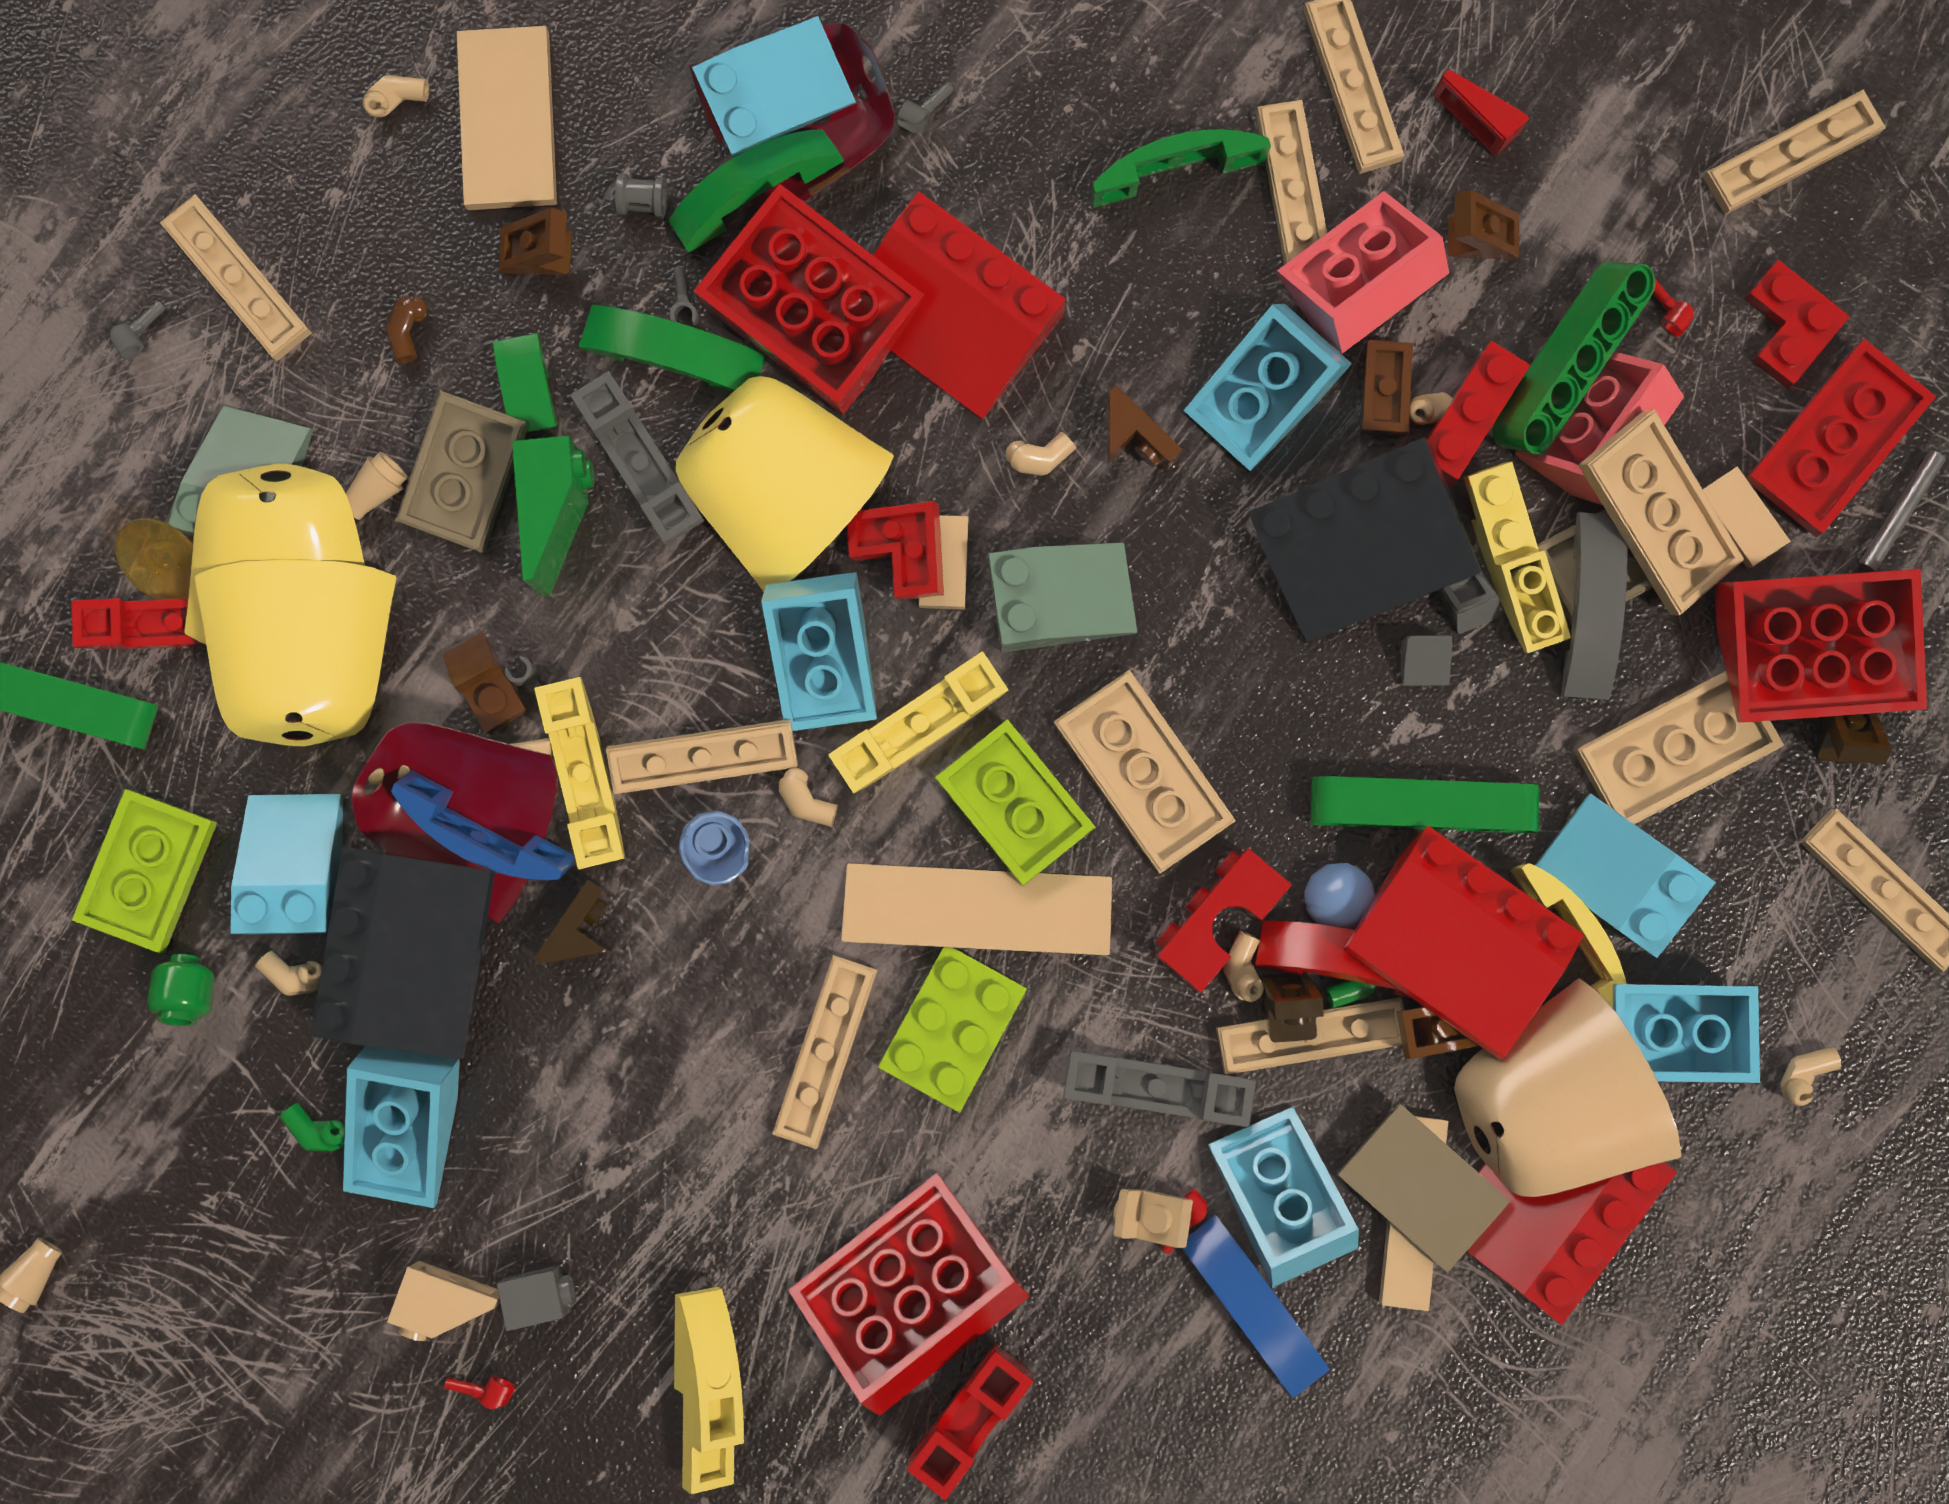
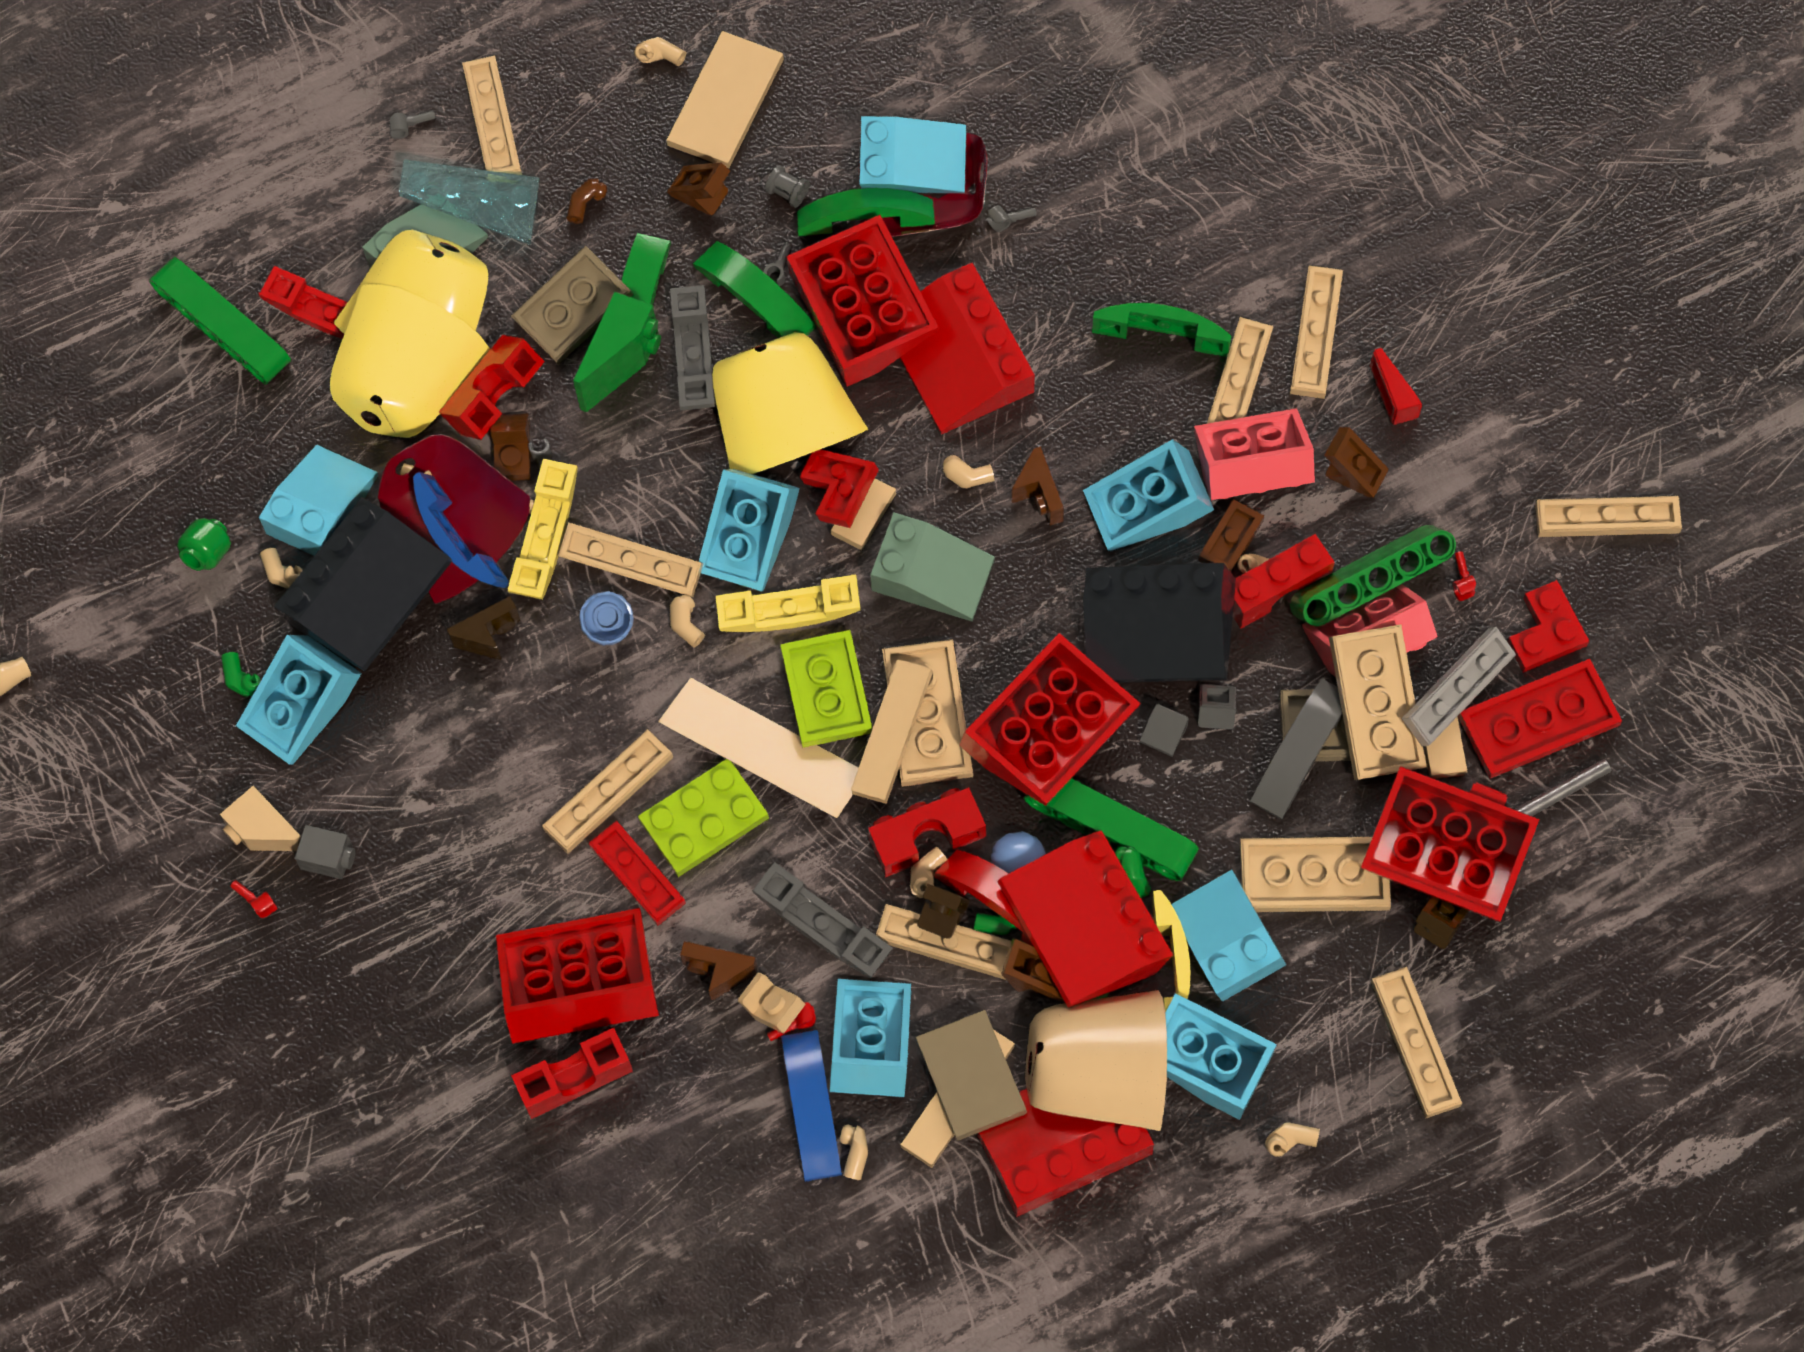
camera: 30 degrees right, 15 degrees down
(144, 871) = (223, 459): lime plate -> none
(155, 558) = (341, 265): clear yellow dish -> none
(275, 387) = (481, 197): none -> clear light blue wing
(374, 484) = (509, 287): tan cone -> none
(422, 592) = (505, 366): none -> red arch
(711, 1389) = (407, 968): light yellow slope -> none
(911, 1133) = (637, 873): none -> red tile
(1080, 1198) = (727, 967): none -> reddish brown slope
(1120, 819) = (891, 731): none -> tan tile
(1301, 722) = (1049, 721): none -> red slope
(1339, 1338) = (858, 1151): none -> tan arm
(1480, 847) = (1132, 864): none -> green arm
(1513, 558) = (1262, 688): light yellow slope -> none
(1738, 446) = (1458, 686): none -> light grey tile
(1830, 560) = (1489, 793): none -> red tile

